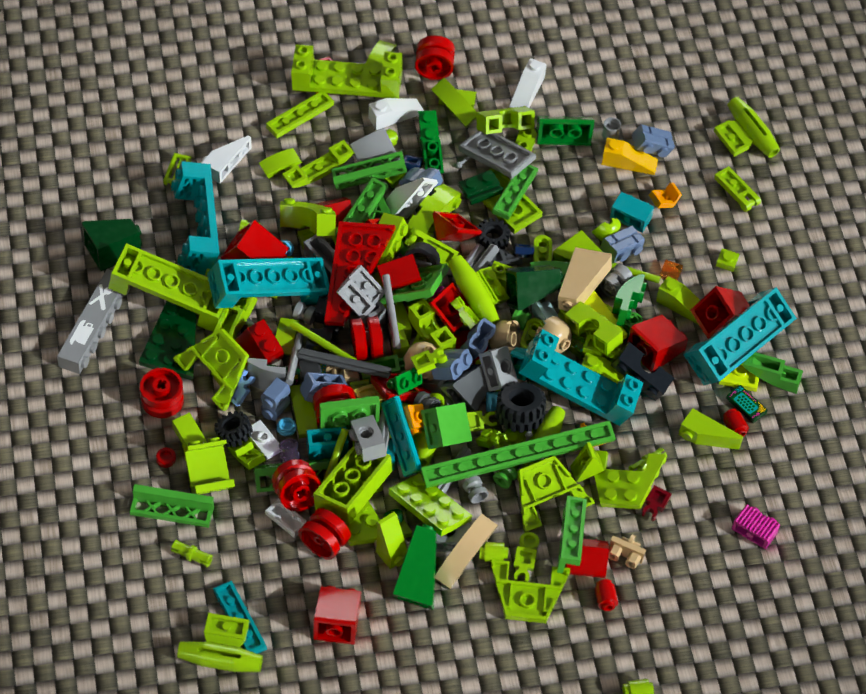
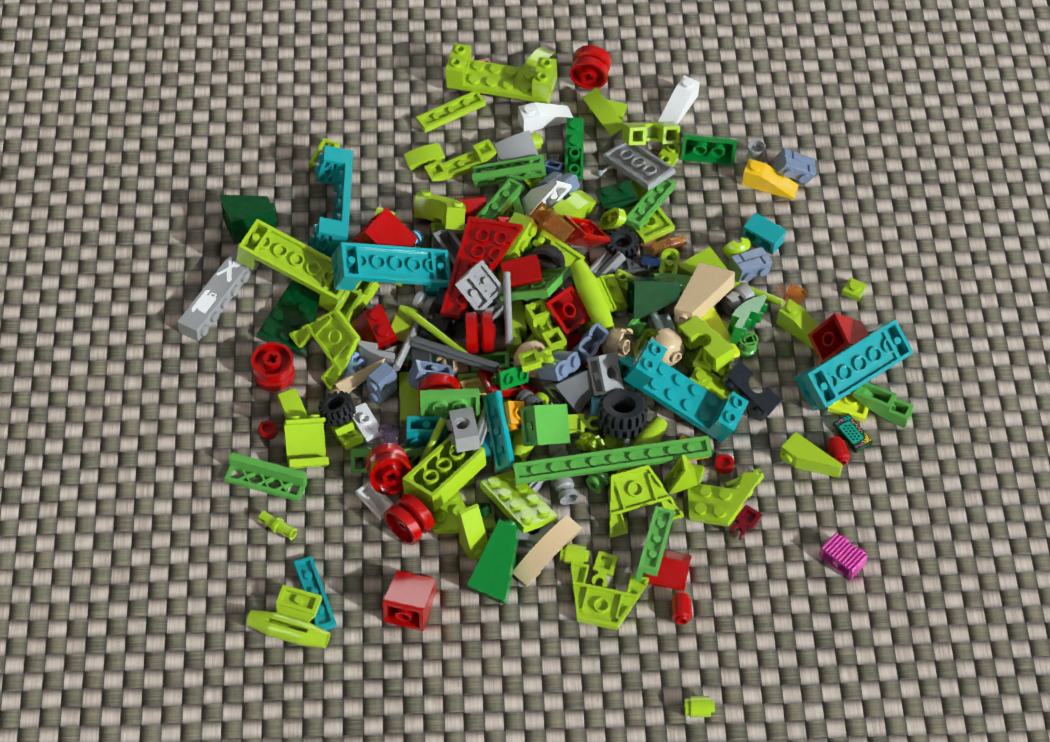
camera: 10 degrees right, 0 degrees up
(227, 157) = (371, 147): white slope -> none
(245, 399) = (352, 381): none -> tan bar
(286, 426) = (390, 411): medium azure plate -> none
(423, 219) = (552, 222): none -> clear orange slope
(466, 314) = (580, 316): lime plate -> none
(480, 210) = (612, 219): none -> lime plate
(529, 540) = (613, 546): lime tile -> none
(537, 230) = (673, 242): none -> clear orange axle
(626, 446) = (724, 463): none -> red tile
(626, 548) = (710, 564): tan hips -> none
(658, 341) = (770, 362): red slope -> none
(665, 198) = (800, 223): light orange bracket -> none
(737, 188) = (874, 220): lime plate -> none
(745, 130) = (891, 163): lime plate -> none

